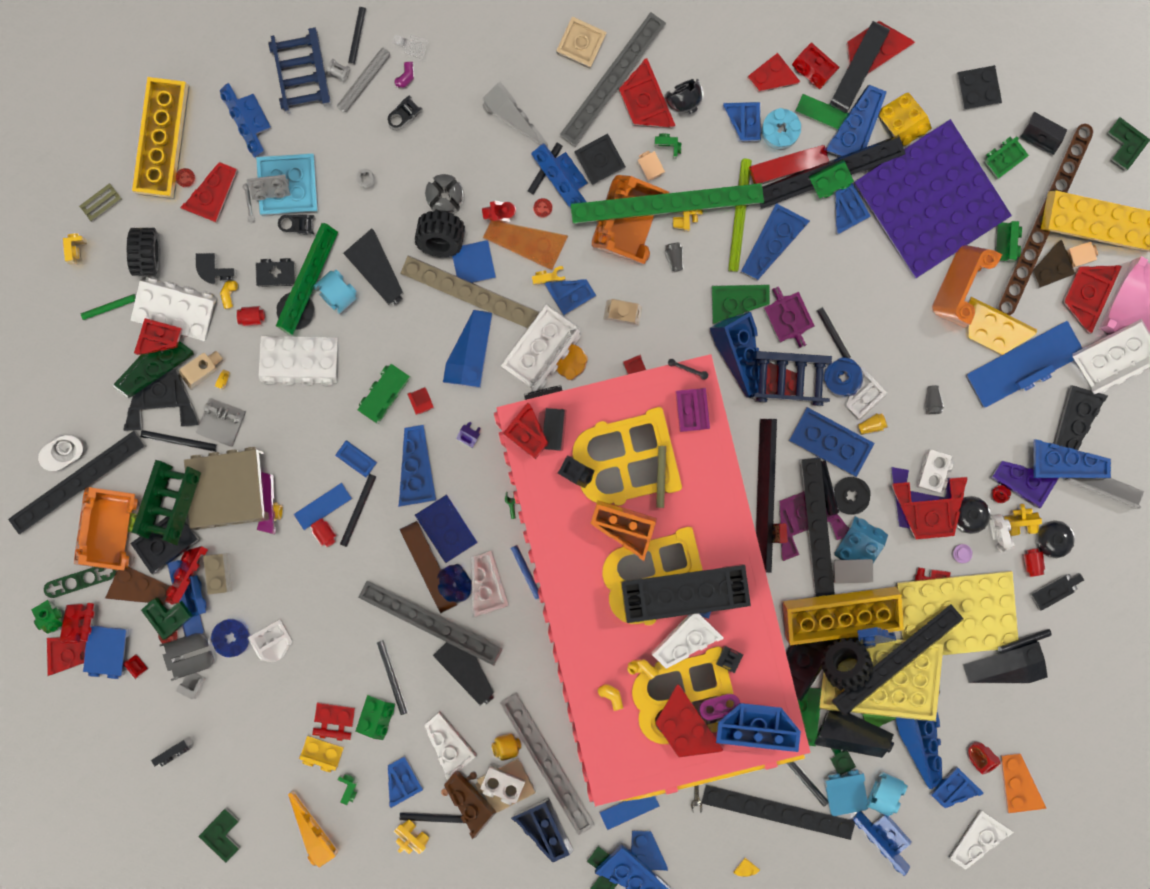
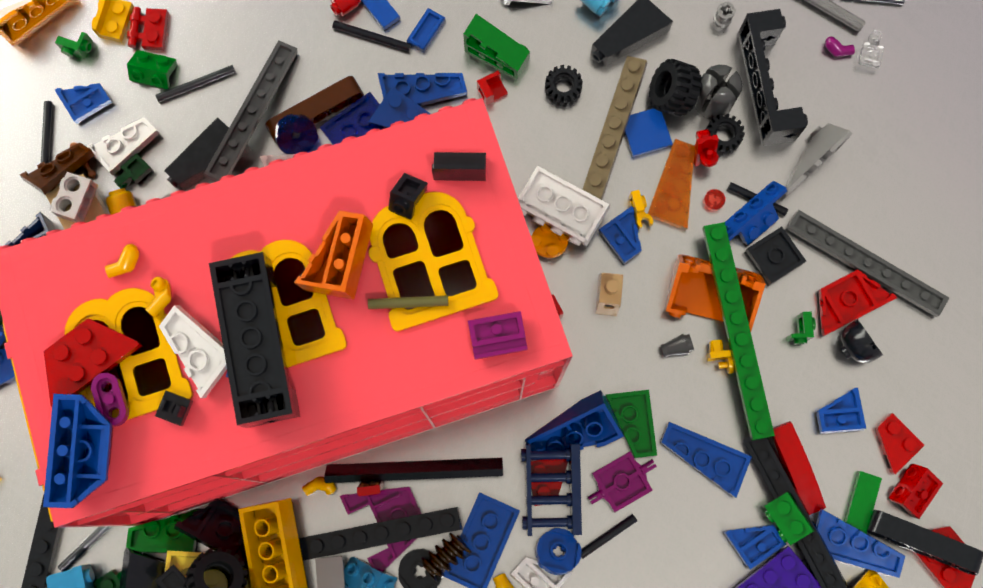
camera: 90 degrees right, 10 degrees down
(388, 150) = (755, 34): none -> black plate
(404, 832) = (16, 119): yellow hips -> none
(405, 113) = (799, 46): black piece -> none
(411, 334) = (563, 73): none -> black tyre
(446, 482) = (395, 108): none -> blue wedge
(468, 356) = (547, 136): blue wedge -> none
(473, 735) = (134, 169): none -> dark green plate
(474, 183) = (733, 126): none -> black tyre
(527, 432) = (453, 132): red wing -> none
(581, 42) = (902, 226): tan plate -> none
(650, 166) = (775, 311): light nougat brick -> none
(703, 375) = (544, 347): black hinge -> none
(739, 219) = (728, 416): lime axle -> none
(771, 577) = (319, 484): none -> yellow arm
(792, 129) = (850, 453): medium azure brick -> none
(830, 499) = (419, 544): black axle -> none
(841, 473) = (445, 556): none -> dark brown piece

